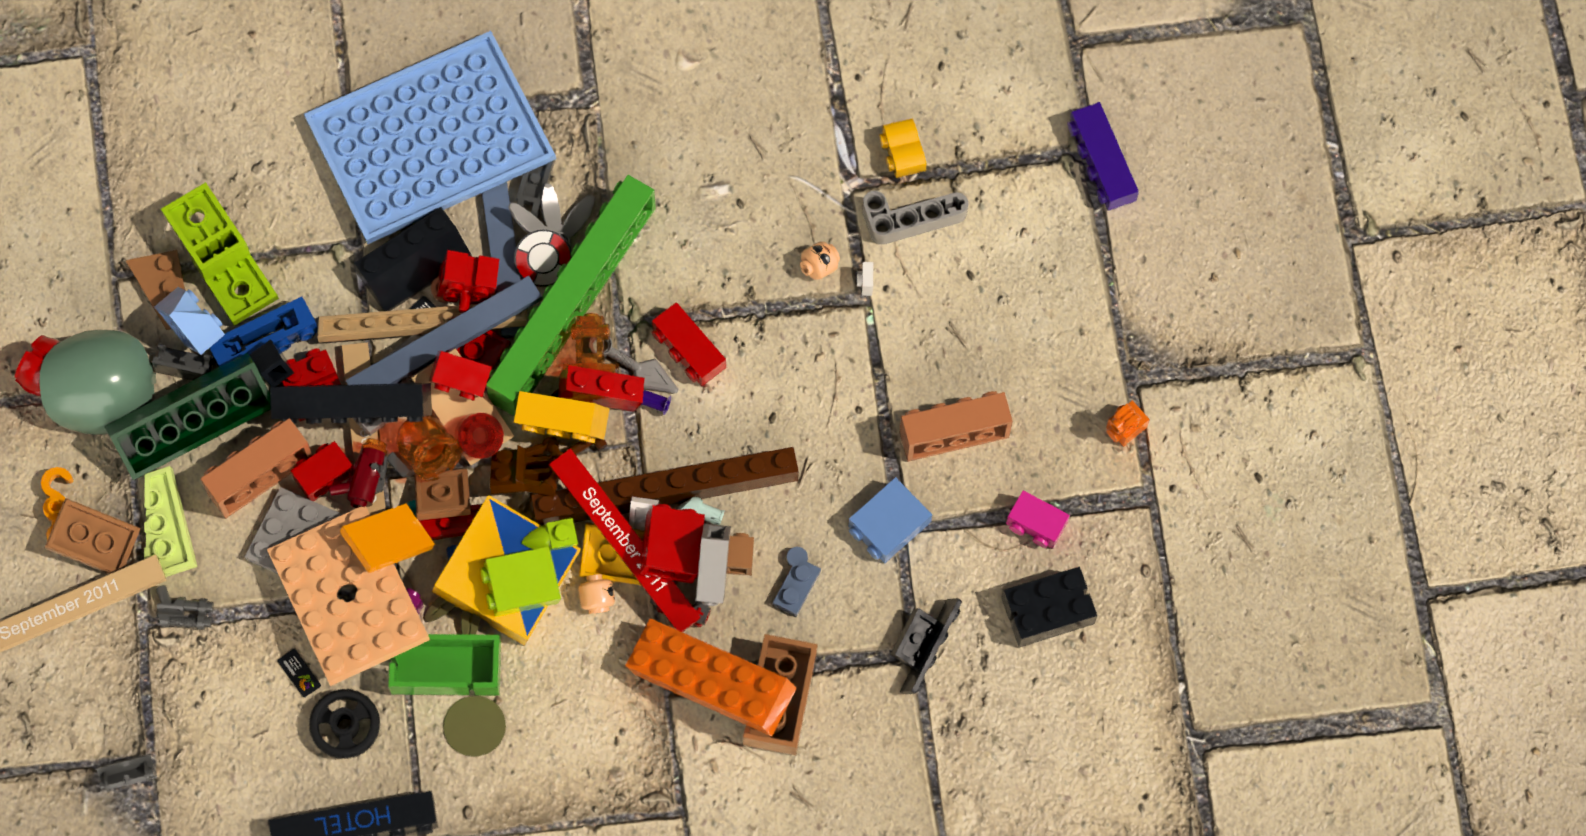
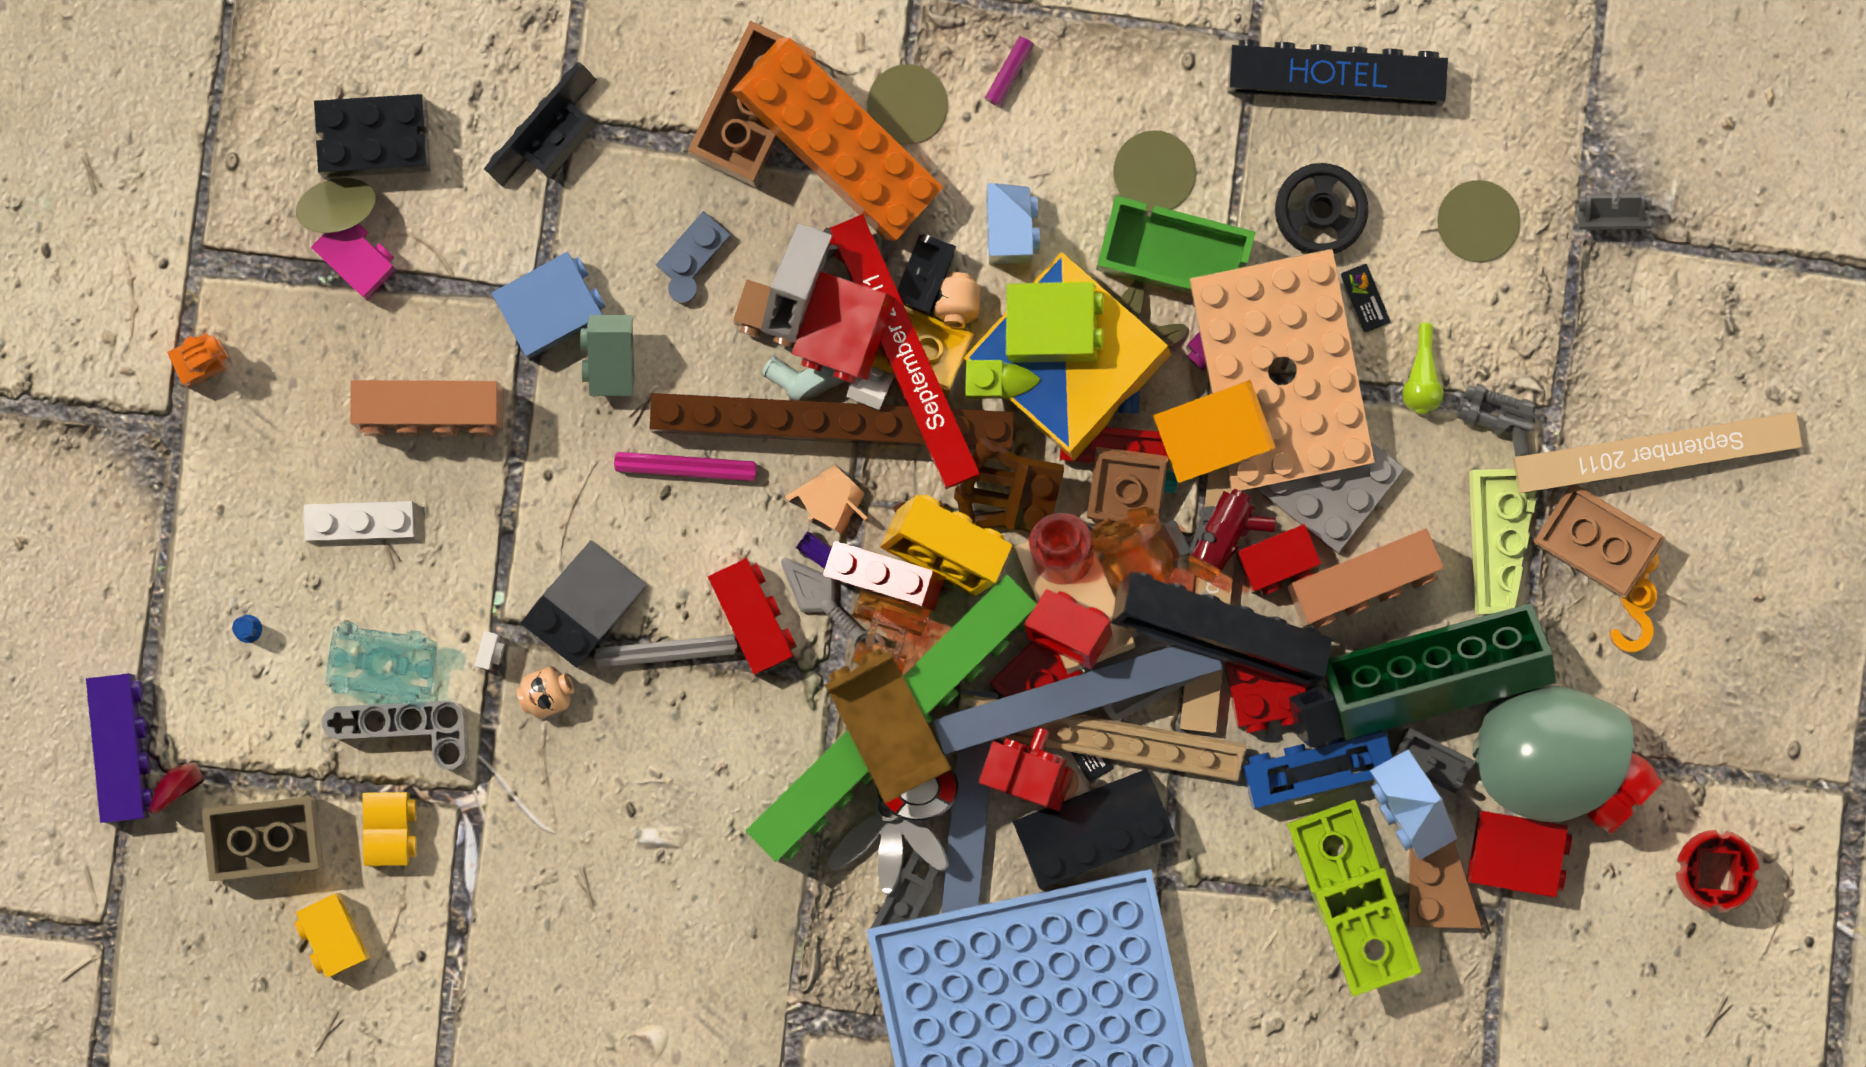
camera: 165 degrees left, 15 degrees up
(110, 308) = (1518, 854): none -> red brick
(226, 748) = (1478, 221): none -> olive sticker
(242, 613) = (1423, 390): none -> lime piece
(570, 276) = (886, 725): none -> pearl gold panel
(570, 651) = (1010, 224): none -> light blue slope
(598, 770) = (1009, 71): none -> magenta piece
(624, 608) = (925, 273): none -> black hinge
(654, 438) = (830, 498): none -> light nougat piece
(668, 730) = (908, 103): none -> olive sticker
(744, 309) = (666, 651): none -> light grey axle
(762, 436) = (685, 466): none -> dark pink axle
(809, 324) = (583, 604): none -> slope
(836, 492) = (609, 355): none -> sand green brick
(921, 71) = (331, 935): none -> yellow brick
(938, 238) = (375, 643): none -> clear light blue piece
(982, 346) = (359, 521): none -> white plate
(986, 119) = (262, 838): none -> dark tan brick
(1039, 256) = (247, 628): none -> blue piece
(1056, 137) = (174, 785): none -> dark red hat
(1060, 549) = (335, 205): none -> olive sticker

